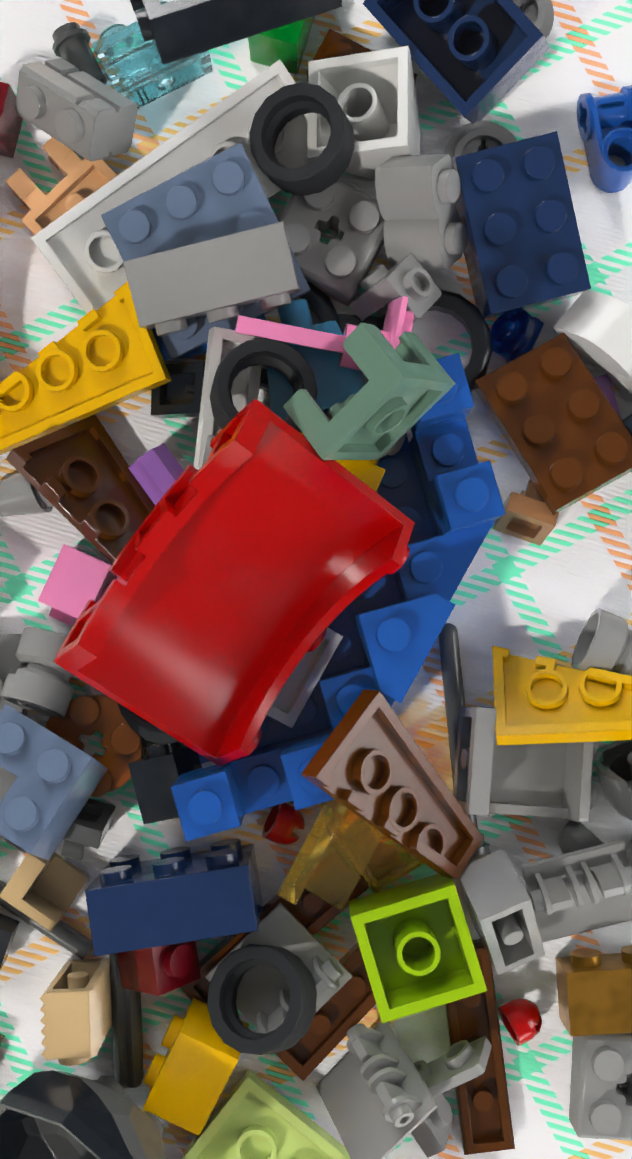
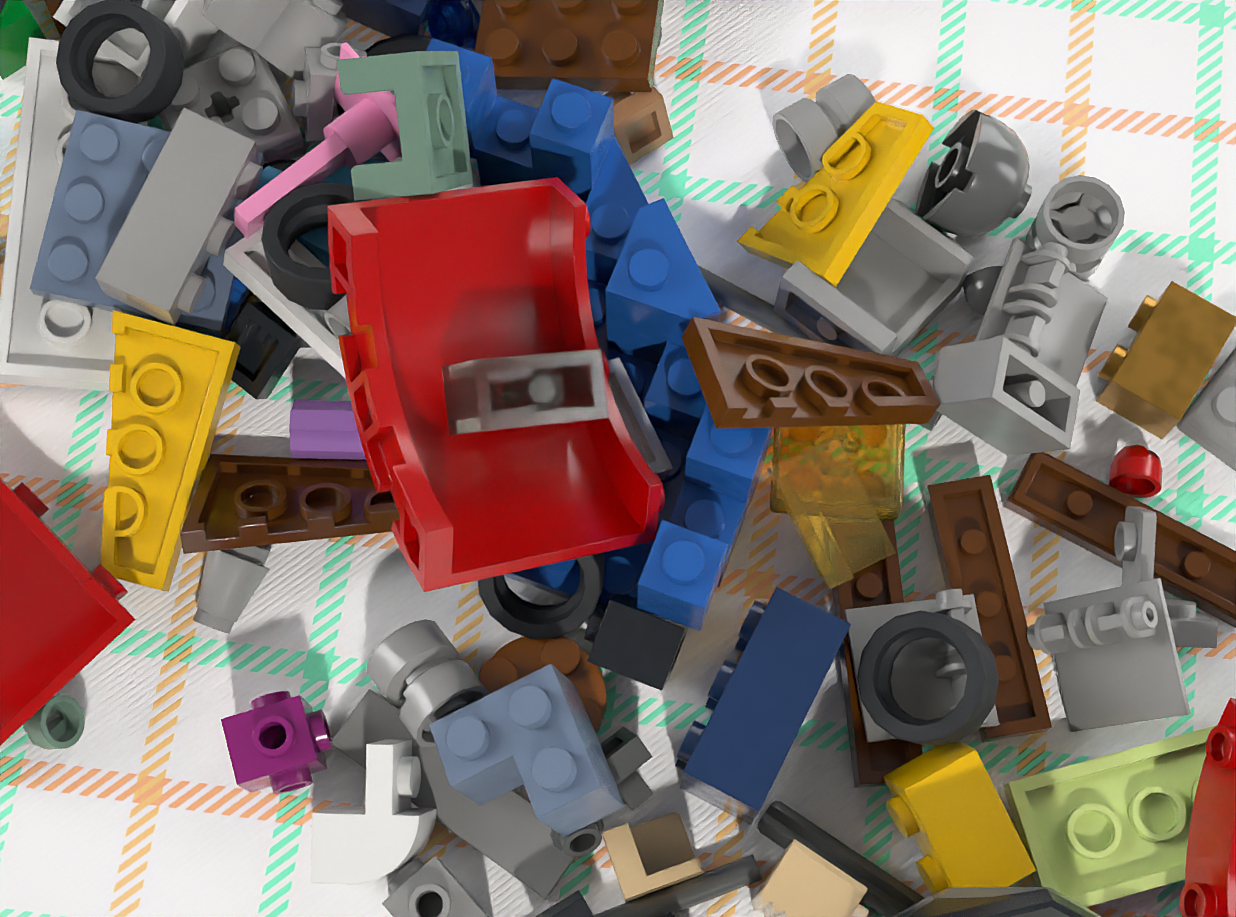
camera: 50 degrees left, 15 degrees down
(74, 582) = (368, 588): bright pink brick -> none
(159, 968) = (813, 780): dark red brick -> none
(243, 618) = (524, 391): none -> clear smoke brick
(281, 823) = (765, 564): red hinge -> none
(416, 947) = (981, 494): lime brick -> none

